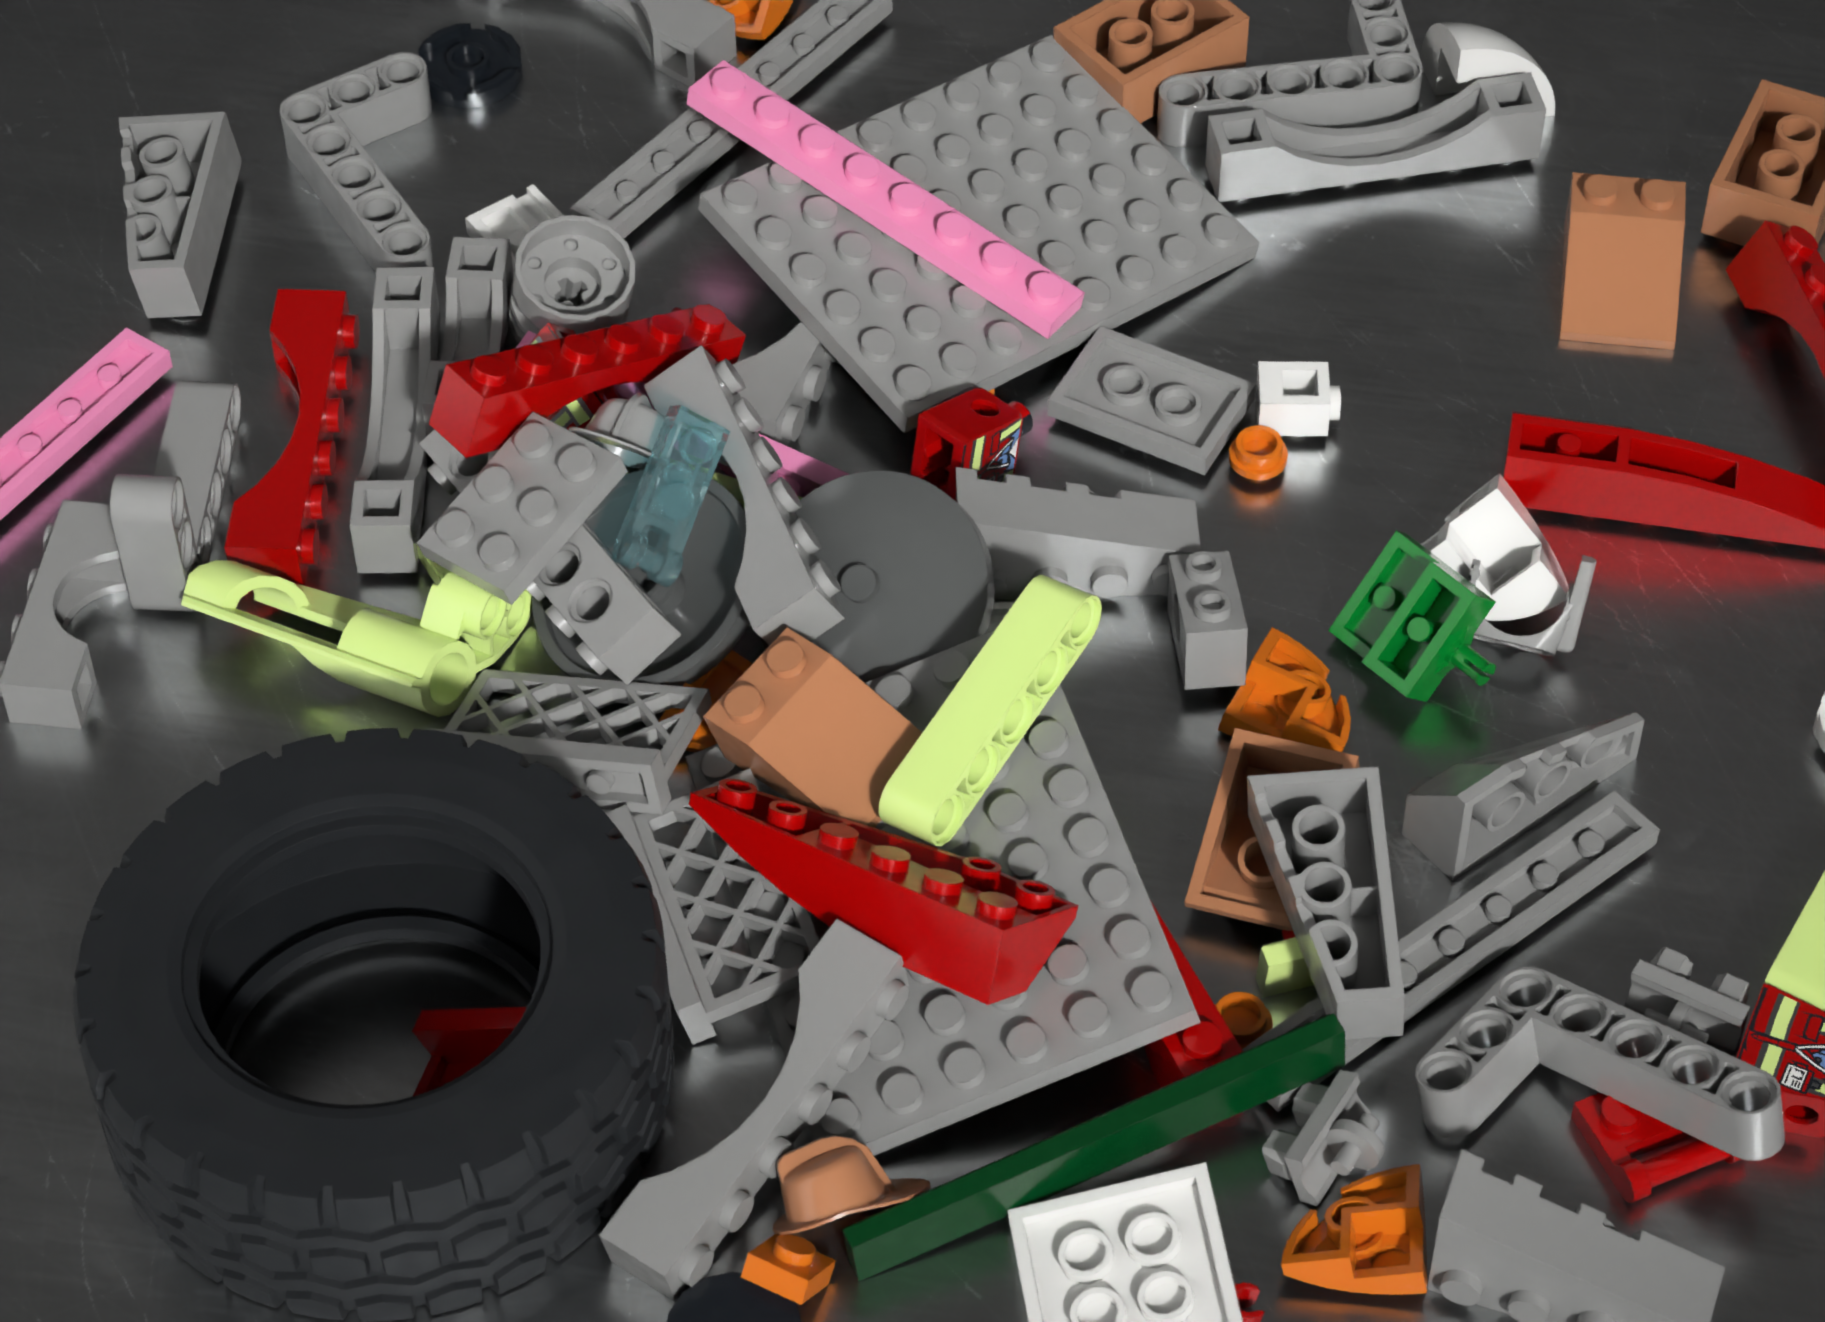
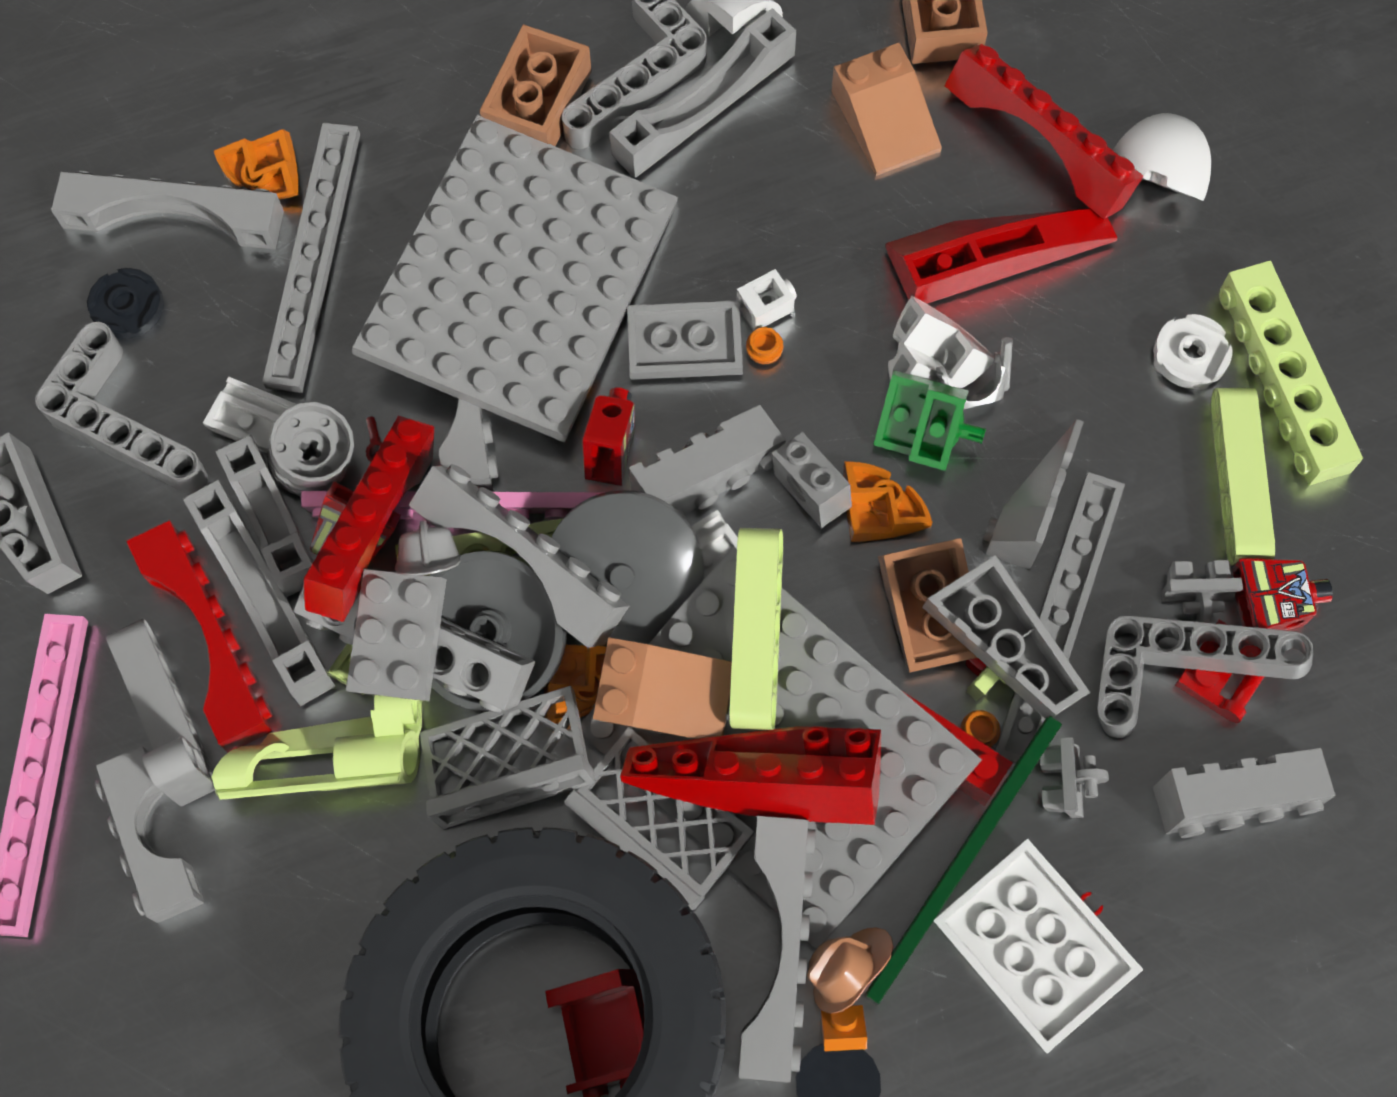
camera: 30 degrees left, 20 degrees up
(670, 494) = (480, 582): clear light blue plate -> none
(886, 199) = (460, 292): bright pink plate -> none
(1367, 1238) = (1122, 824): orange brick -> none

